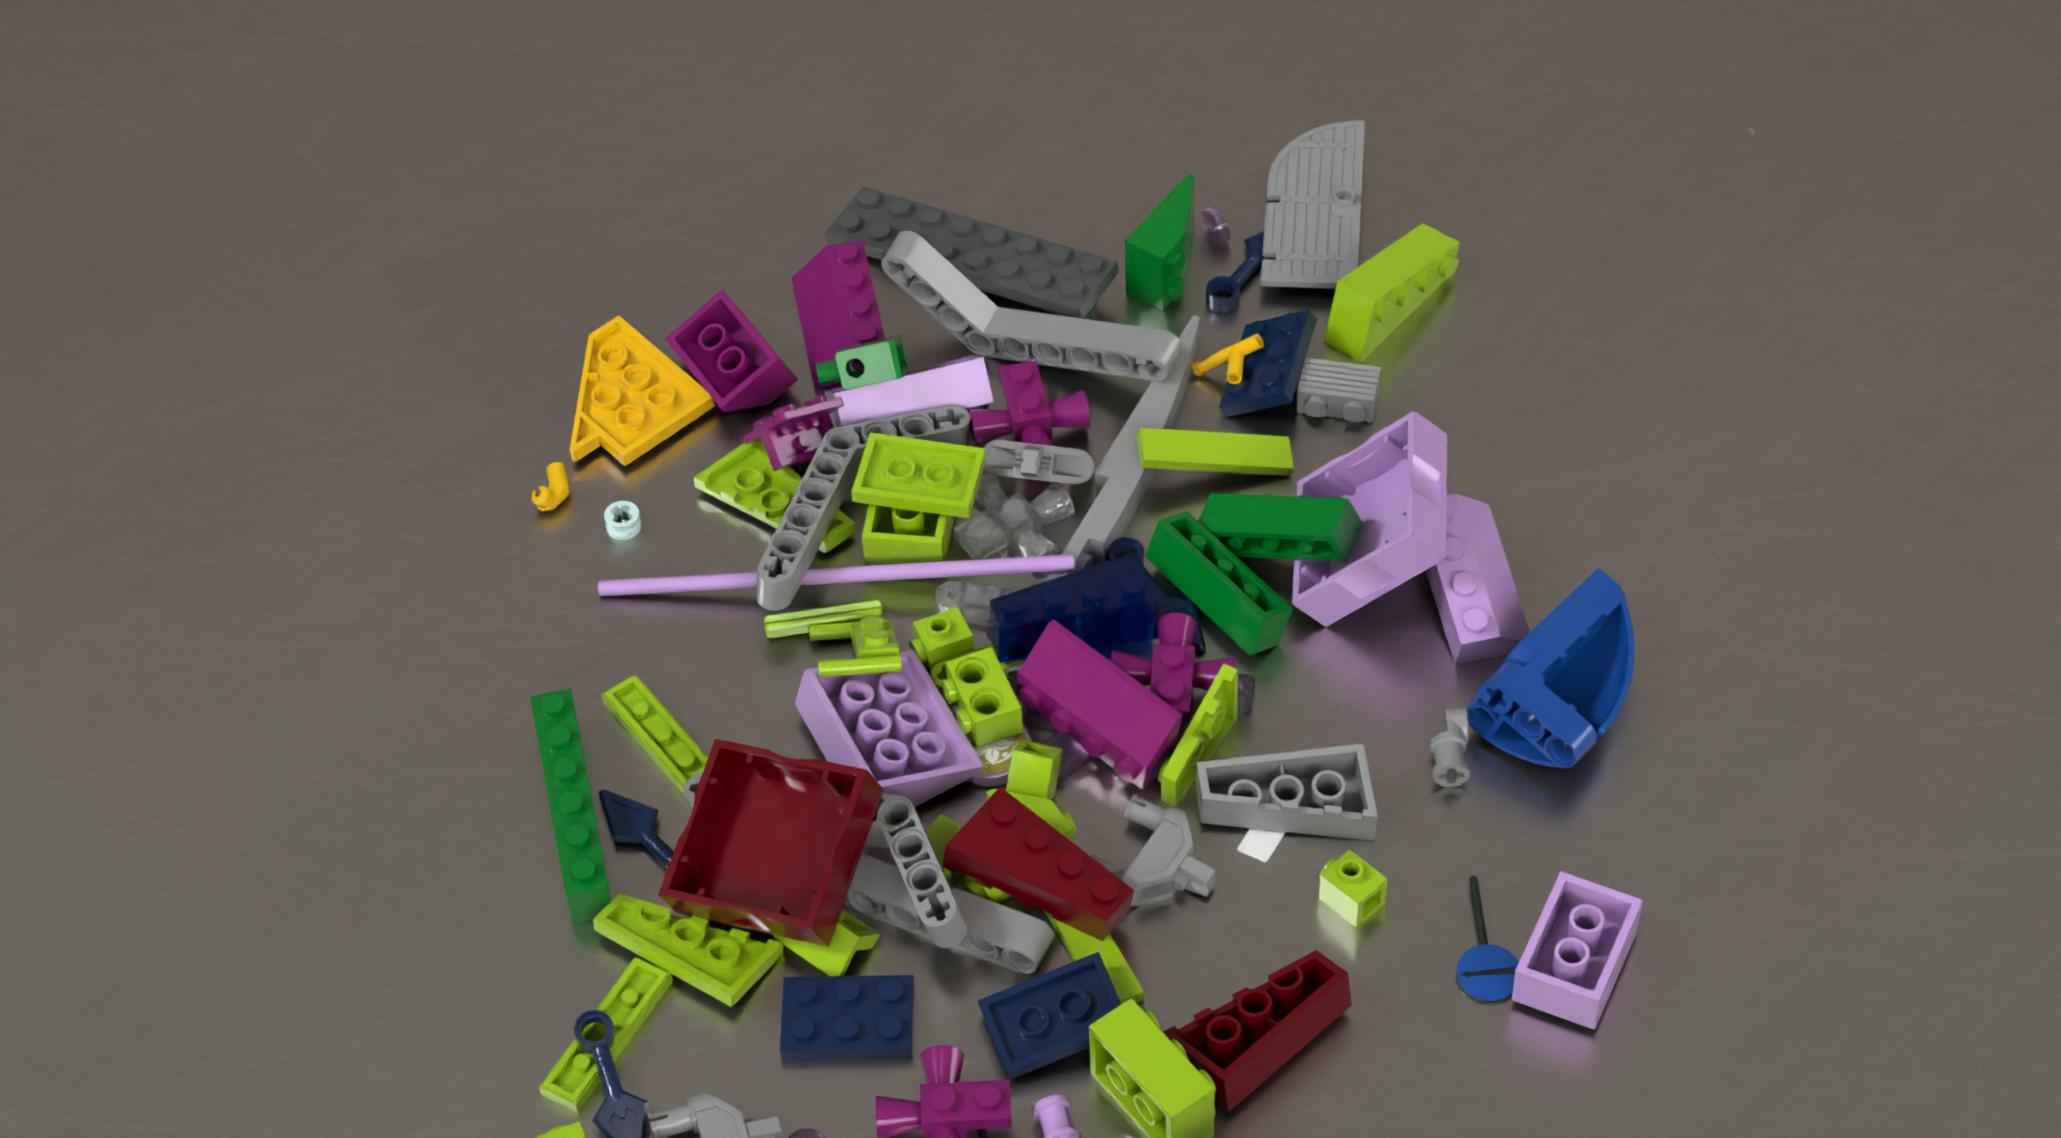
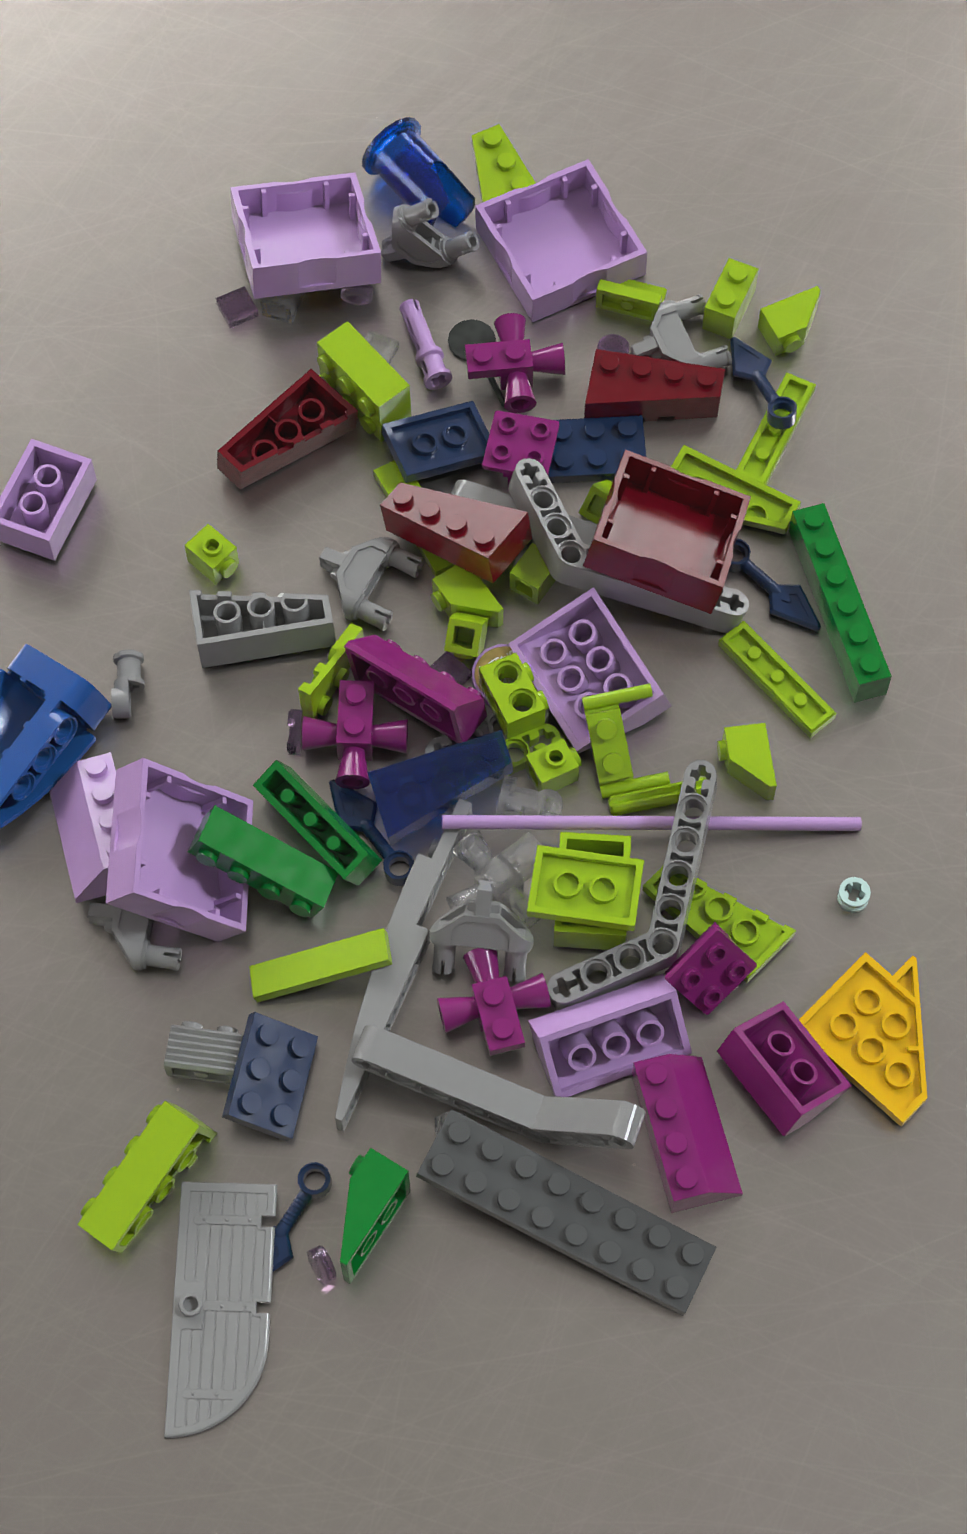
camera: 175 degrees right, 15 degrees up
(556, 492) = (921, 923): yellow arm -> none
(714, 646) = (749, 757): none -> lime slope
(767, 1075) = (652, 388): none -> dark red wedge
(881, 359) = (646, 1026): torso -> none
(945, 988) = (519, 438): none -> magenta bracket
(1231, 355) = (299, 1076): yellow piece -> none
(1486, 969) = (113, 505): blue piece -> none

